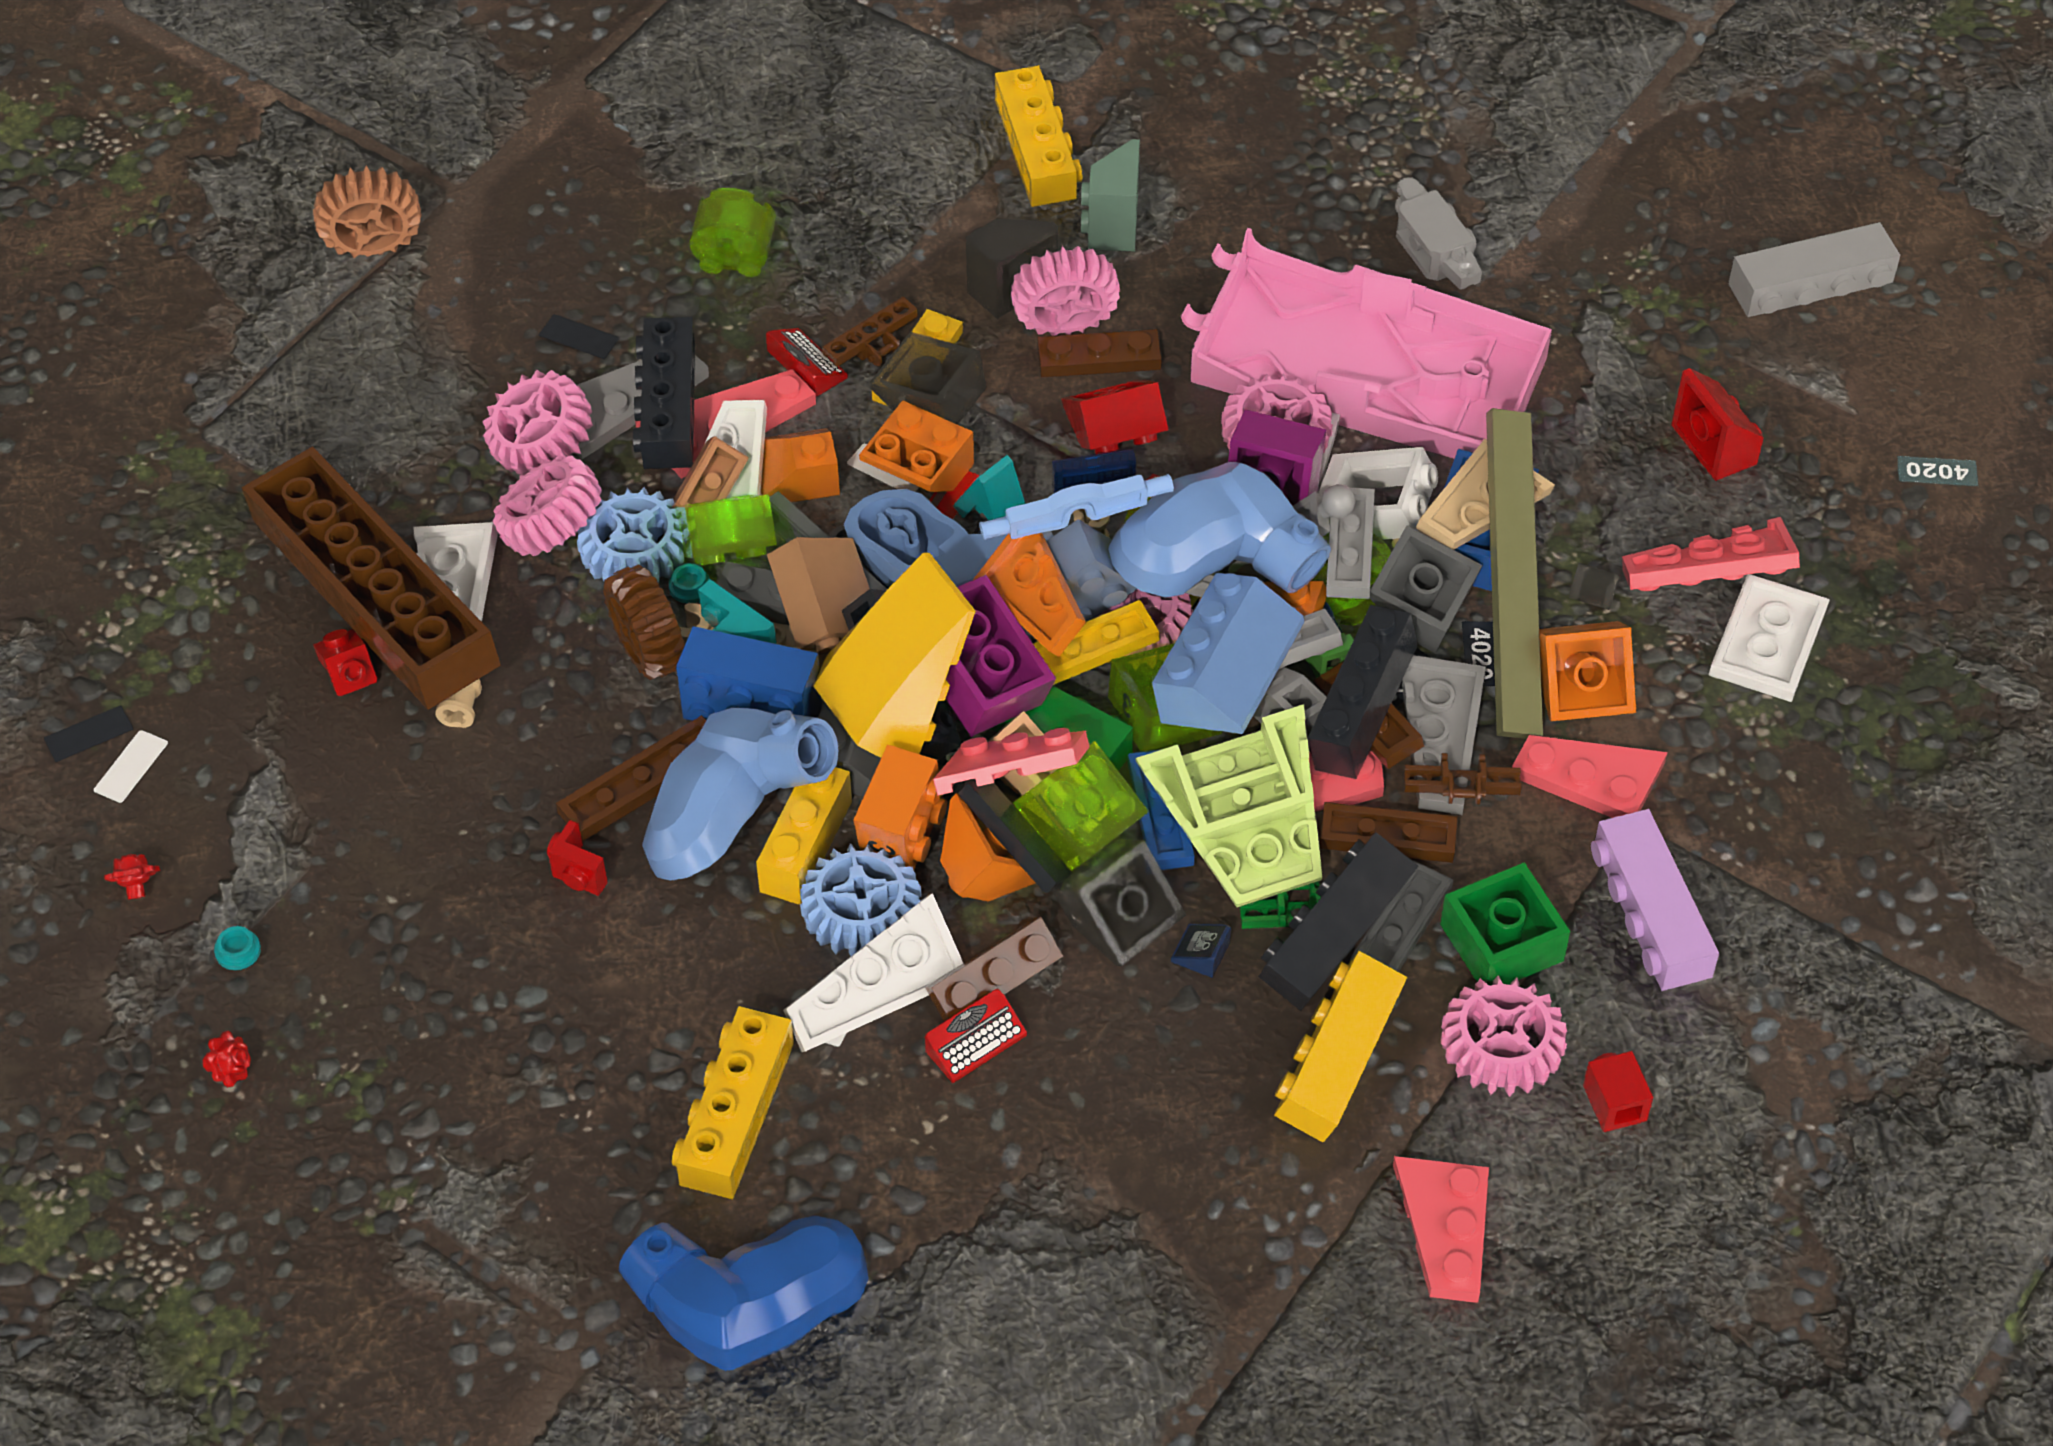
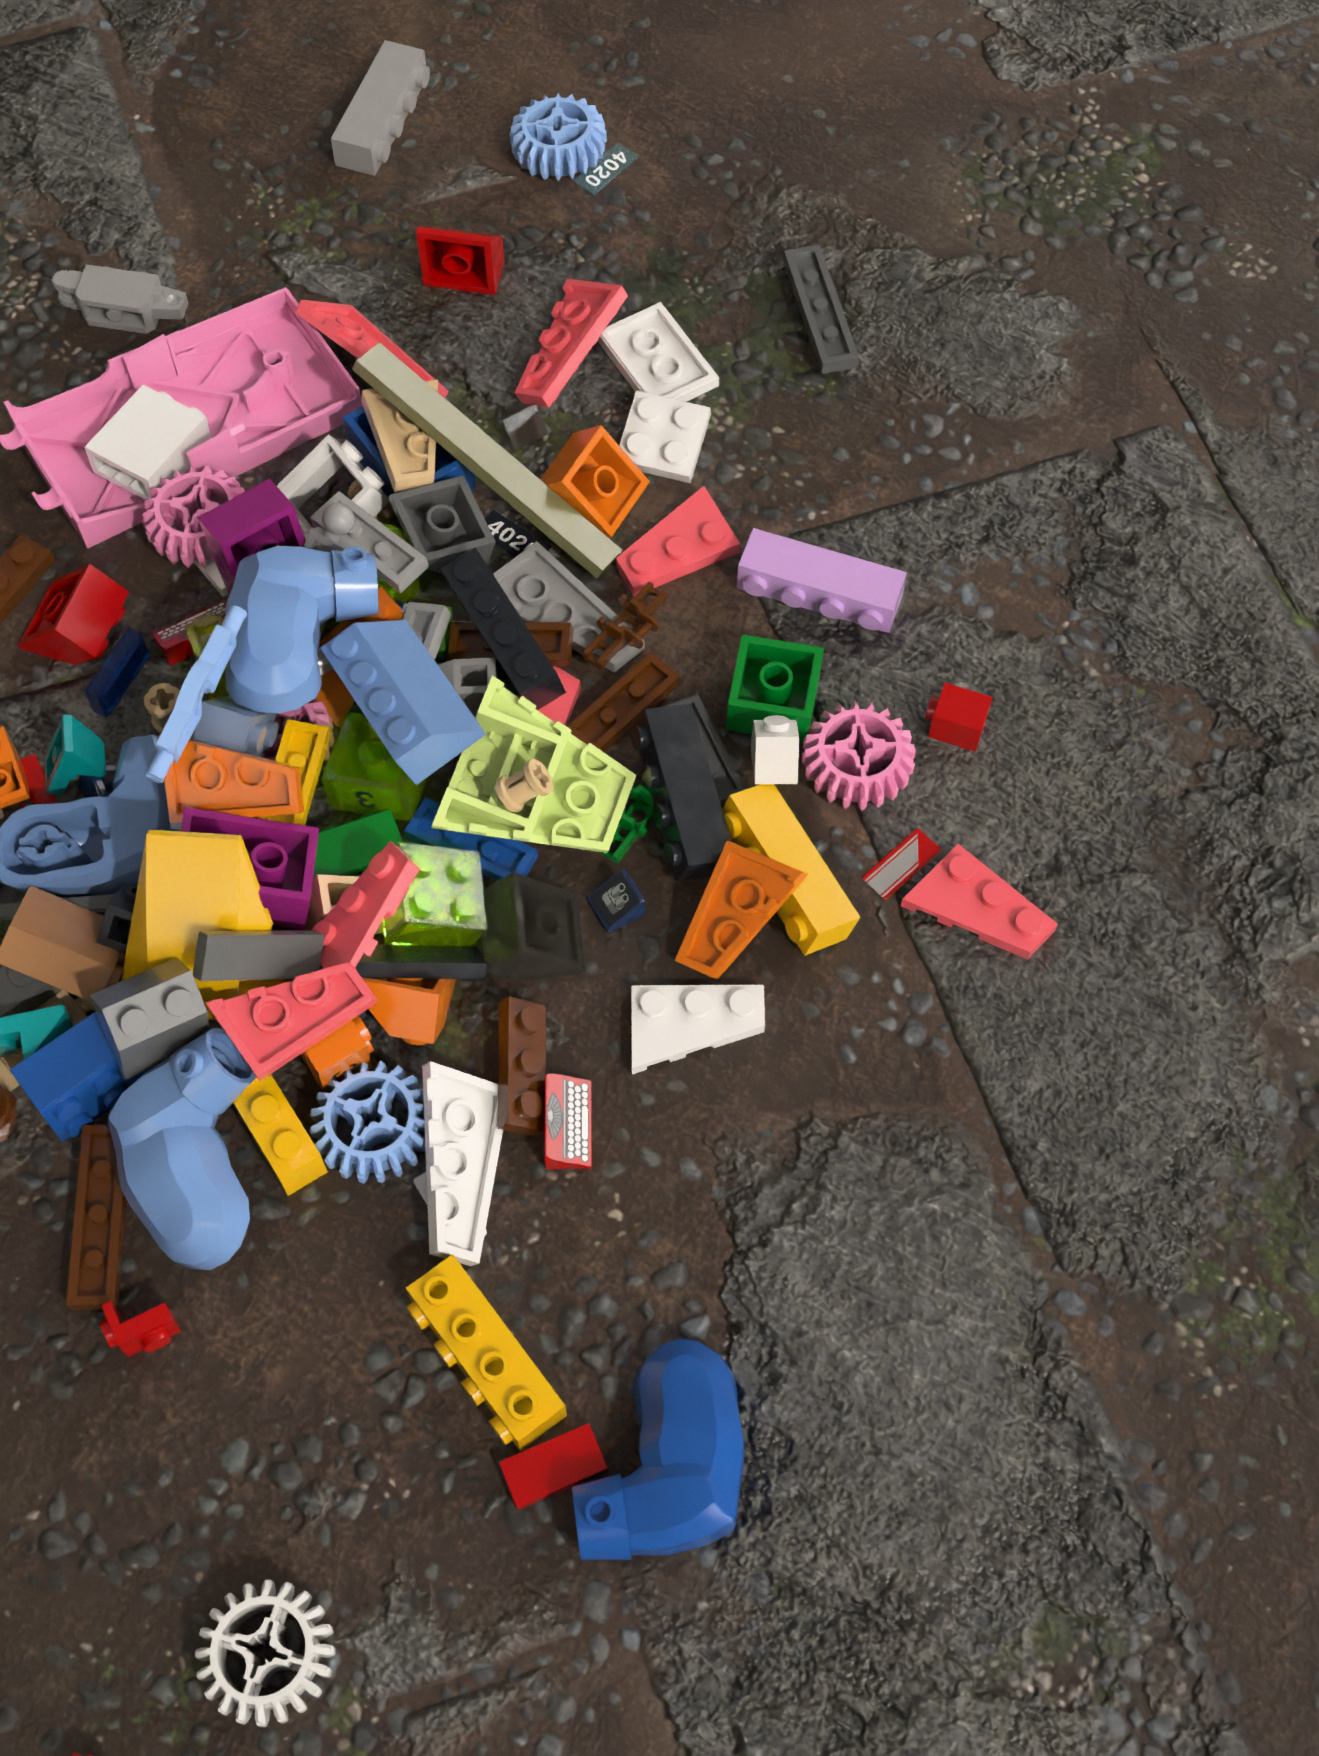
camera: 55 degrees left, 10 degrees up
(369, 1119) = (255, 1674): none -> white gear
(685, 1209) = (553, 1466): none -> red tile
(799, 674) = (151, 1015): none -> dark grey slope
(875, 764) = (289, 1018): none -> coral wing
(907, 706) = (257, 954): none -> dark grey tile
(1144, 1067) = (687, 1018): none -> white wing
(1235, 797) = (524, 785): none -> tan bush
(1262, 1026) = (735, 907): none -> orange wing
(1313, 339) = (147, 441): none -> white brick
(1435, 1140) = (901, 864): none -> sticker
(1436, 960) = (775, 750): none -> white slope
(1559, 426) = (355, 332): none -> coral wing
(1688, 691) = (665, 435): none -> white plate
(1922, 411) = (558, 137): none -> light blue gear
(1950, 722) = (820, 309): none -> dark grey plate

